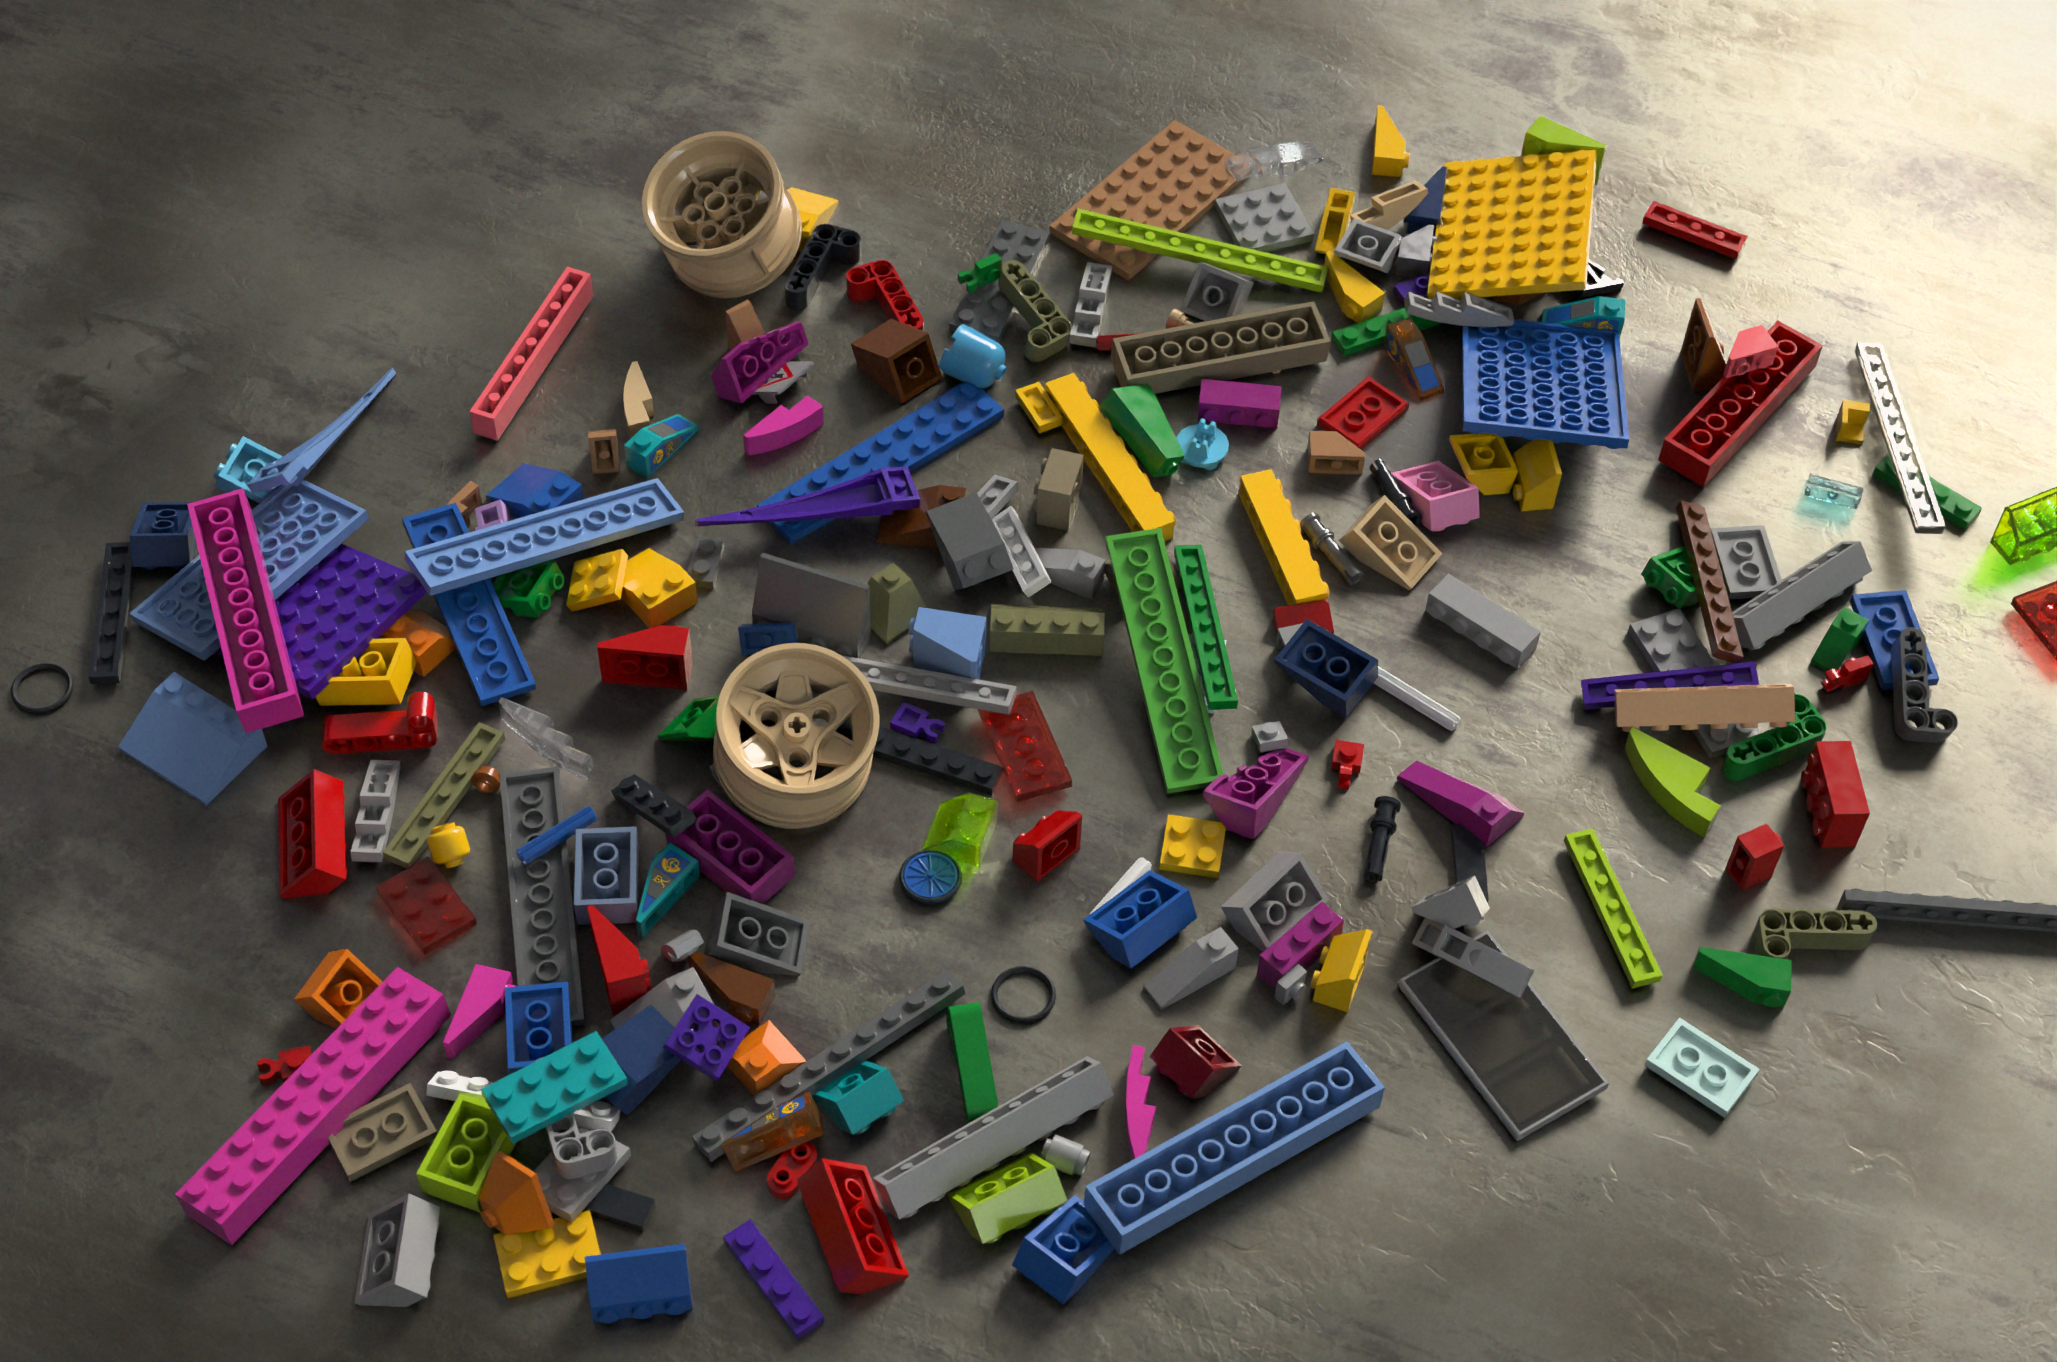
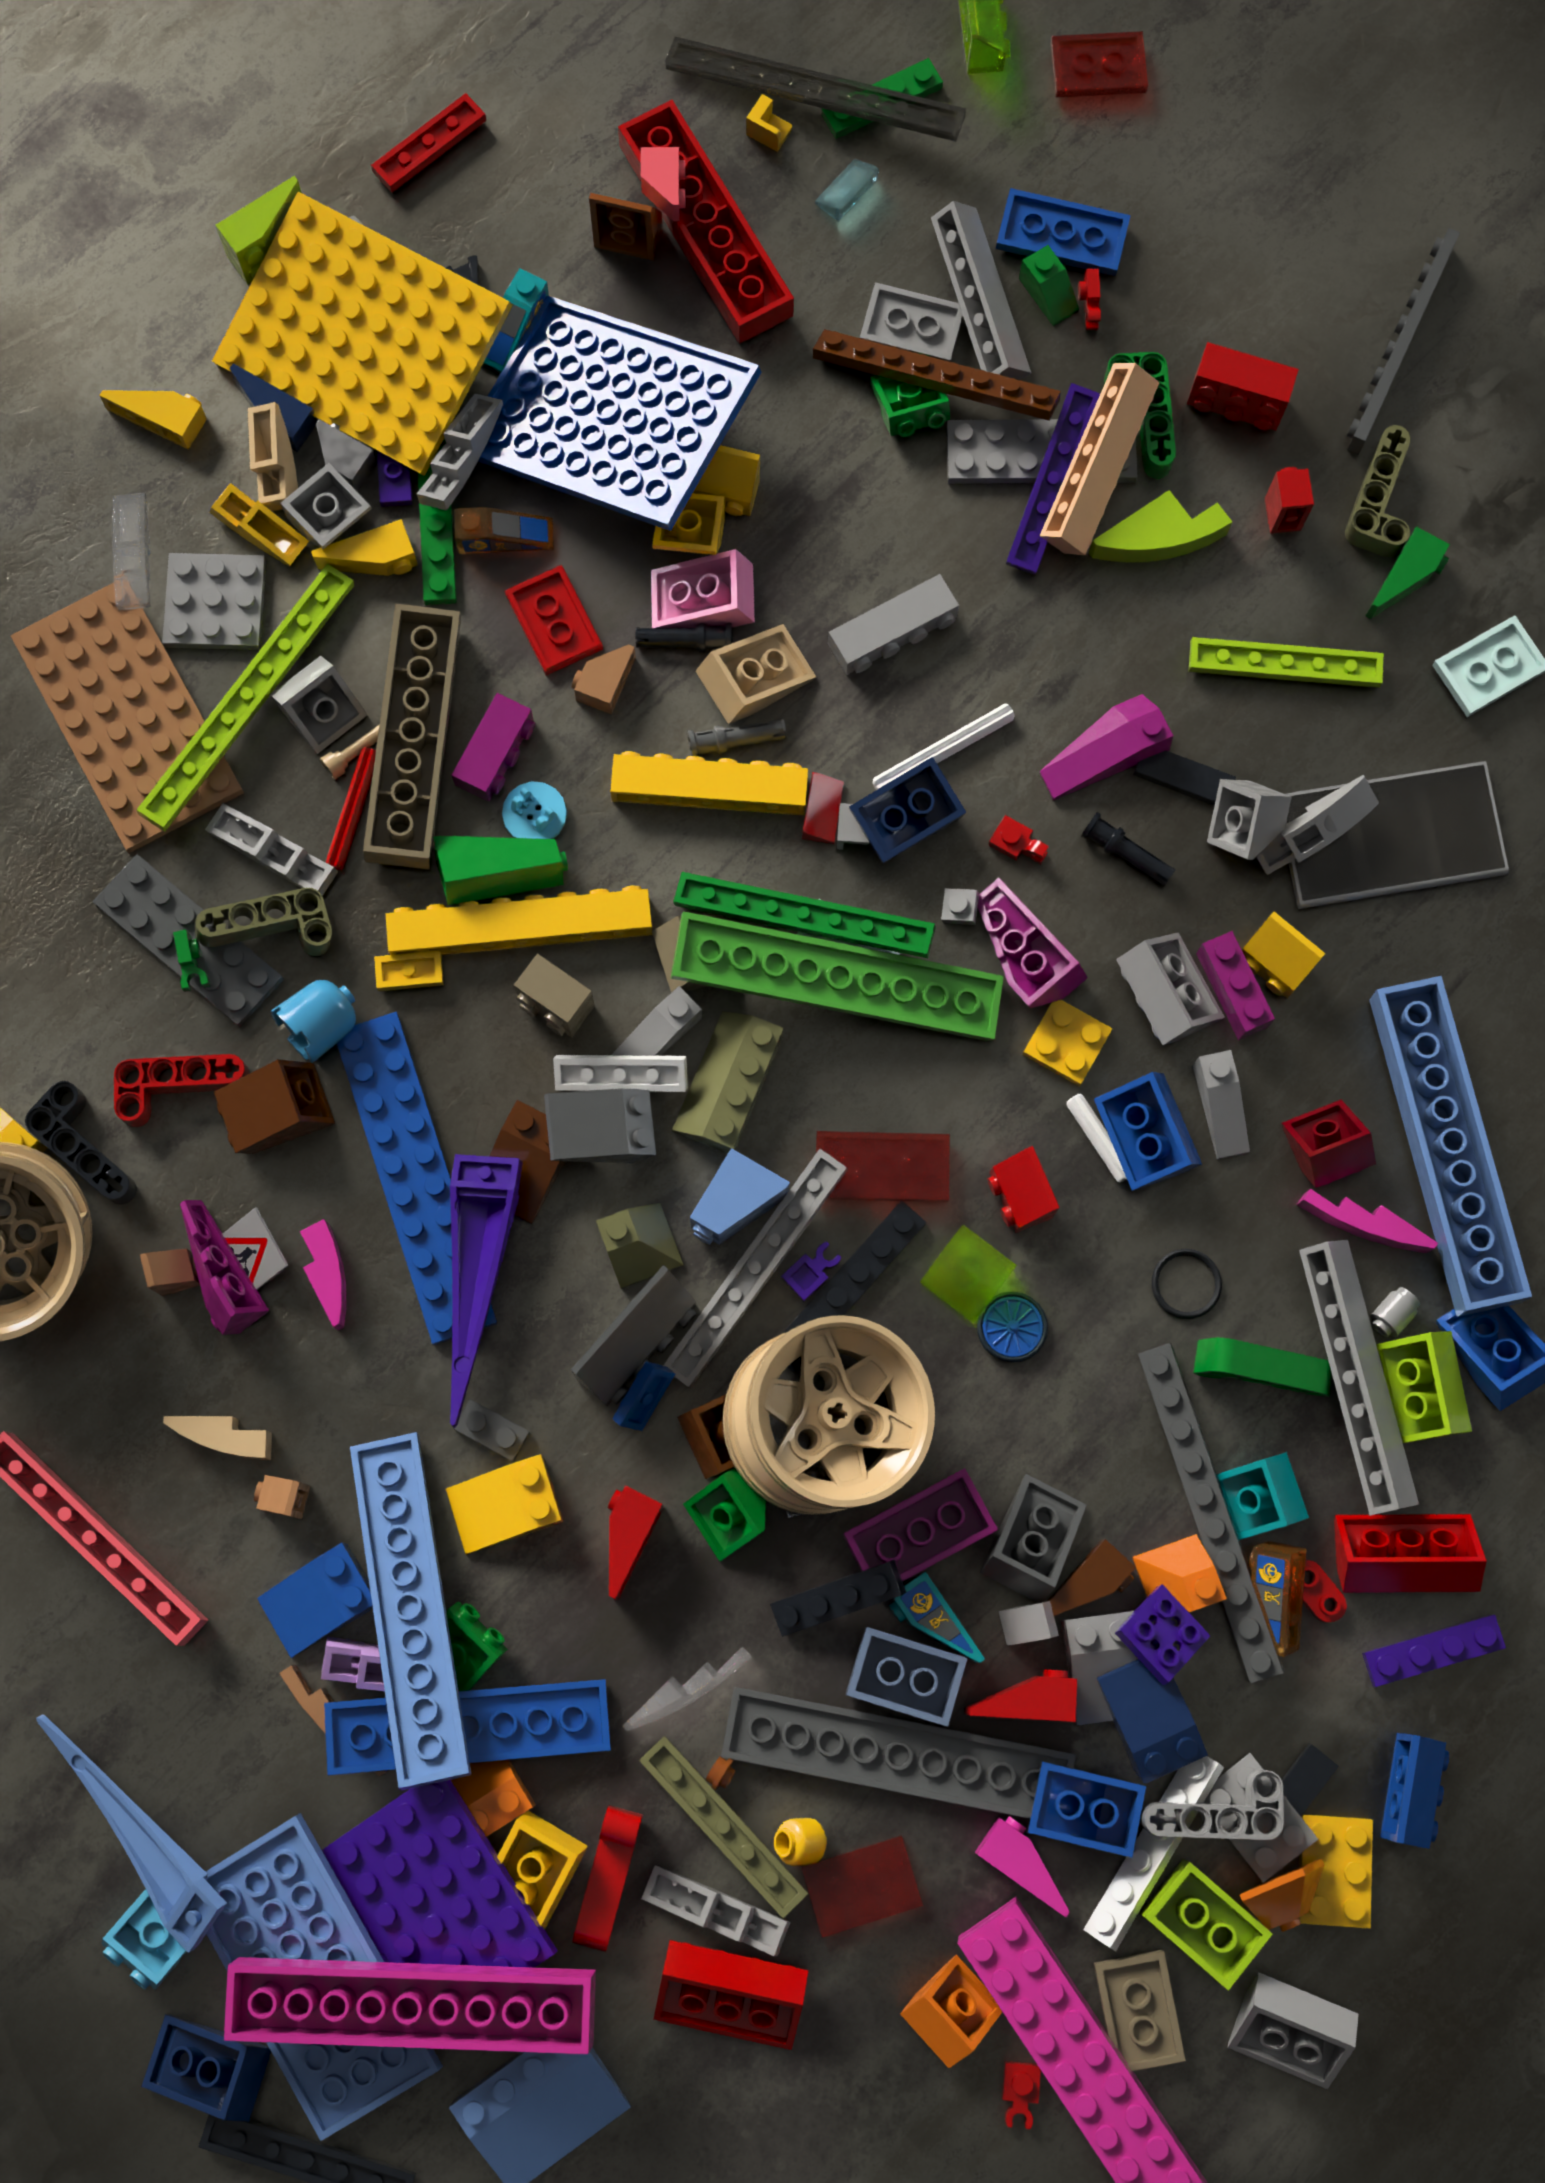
camera: 70 degrees left, 25 degrees up
(554, 1087) = (1191, 1817): teal plate -> none
(556, 835) = (834, 1717): blue axle -> none
(597, 580) = (482, 1564): yellow plate -> none
(657, 443) = (291, 1425): teal slope -> none
(997, 493) = (525, 1073): light grey plate -> none
(1291, 985) = (1280, 1013): light grey plate -> none
(1917, 686) = (1105, 226): dark grey beam -> none

